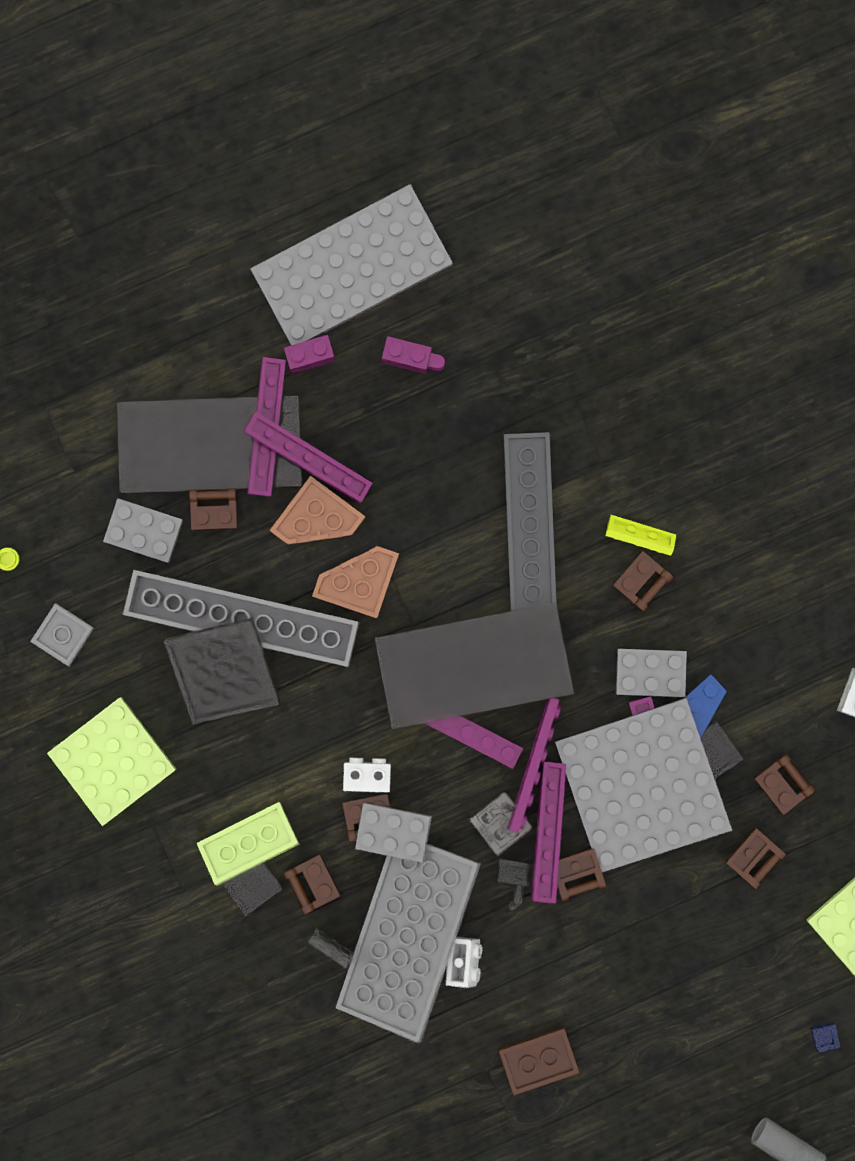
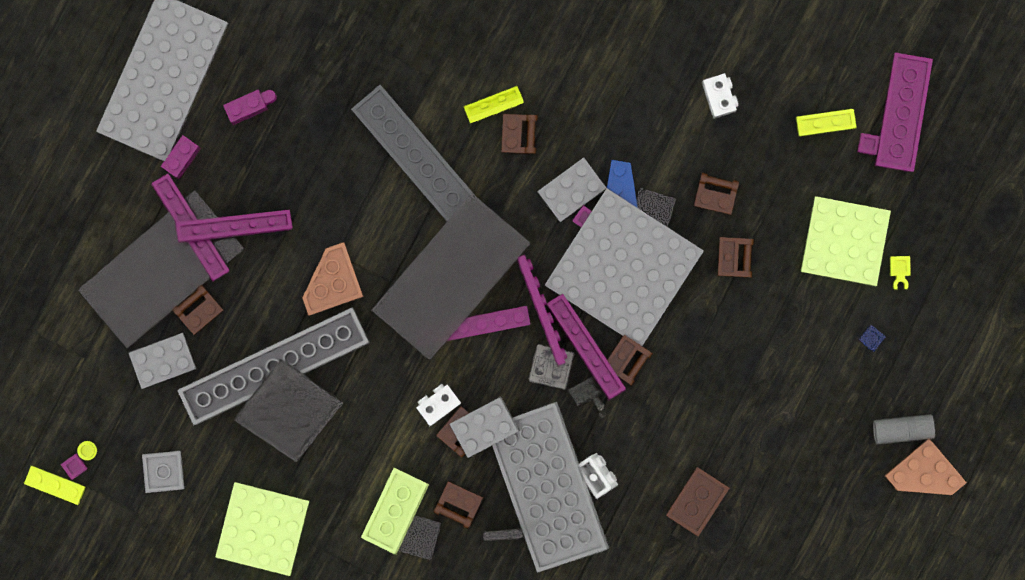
camera: 40 degrees left, 0 degrees up
(316, 516) = (269, 260): nougat plate -> none

